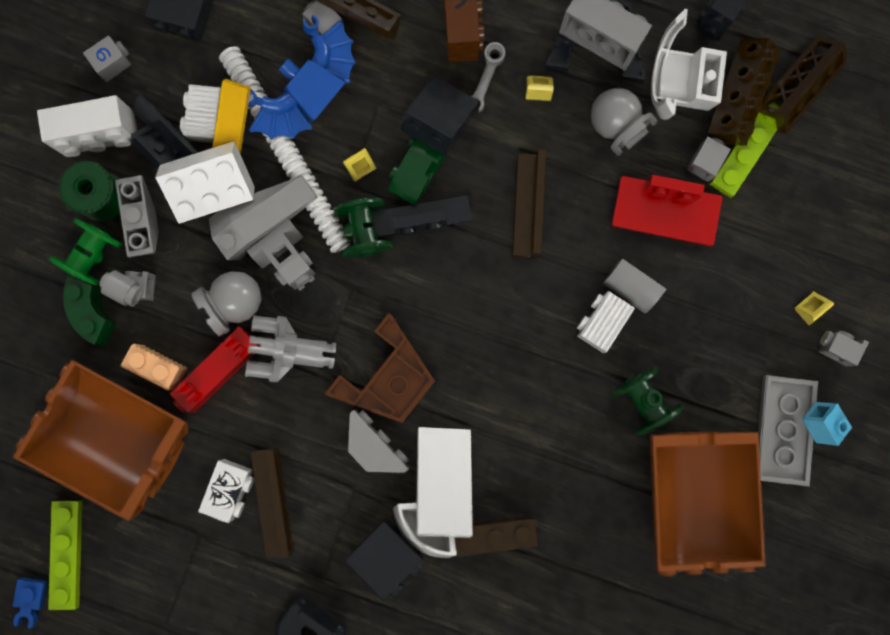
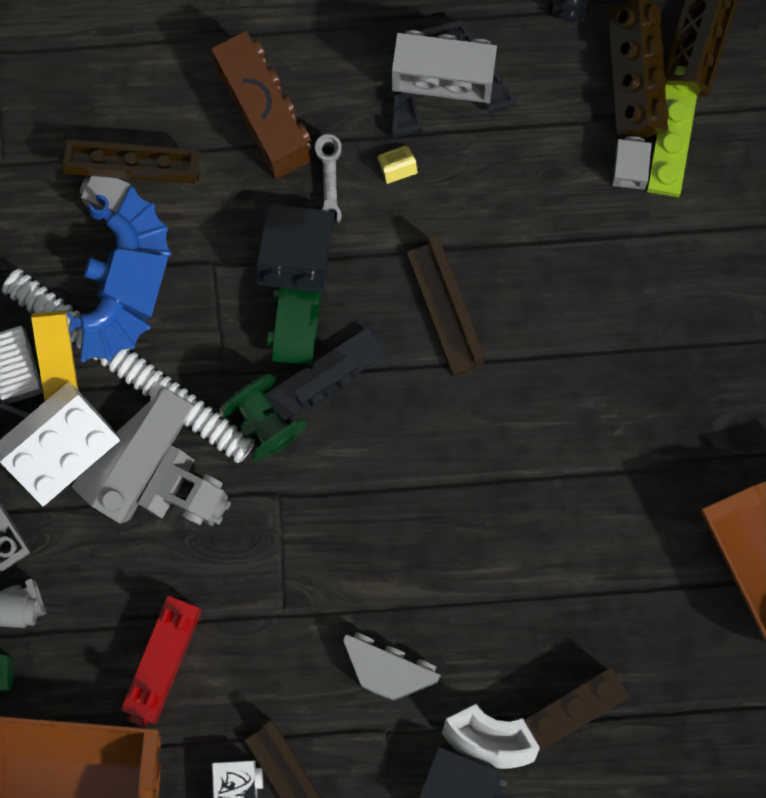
camera: 20 degrees left, 5 degrees down
(154, 367) = (86, 688): light nougat brick -> none
(231, 298) = (144, 568): light grey tile -> none
(285, 349) = (235, 599): light grey wheel -> none
(359, 164) = (224, 346): light yellow slope -> none
(397, 383) = (382, 586): reddish brown wing -> none
(444, 482) = (488, 671): white tile -> none
(605, 321) = (594, 405): white brick -> none
(619, 117) = (506, 161): light grey tile -> none
(634, 286) = (610, 349): light grey brick -> none
(647, 401) = (683, 475): dark green hose -> none
(667, 209) = (610, 243): red bracket -> none
(685, 77) = (561, 80): white piece -> none

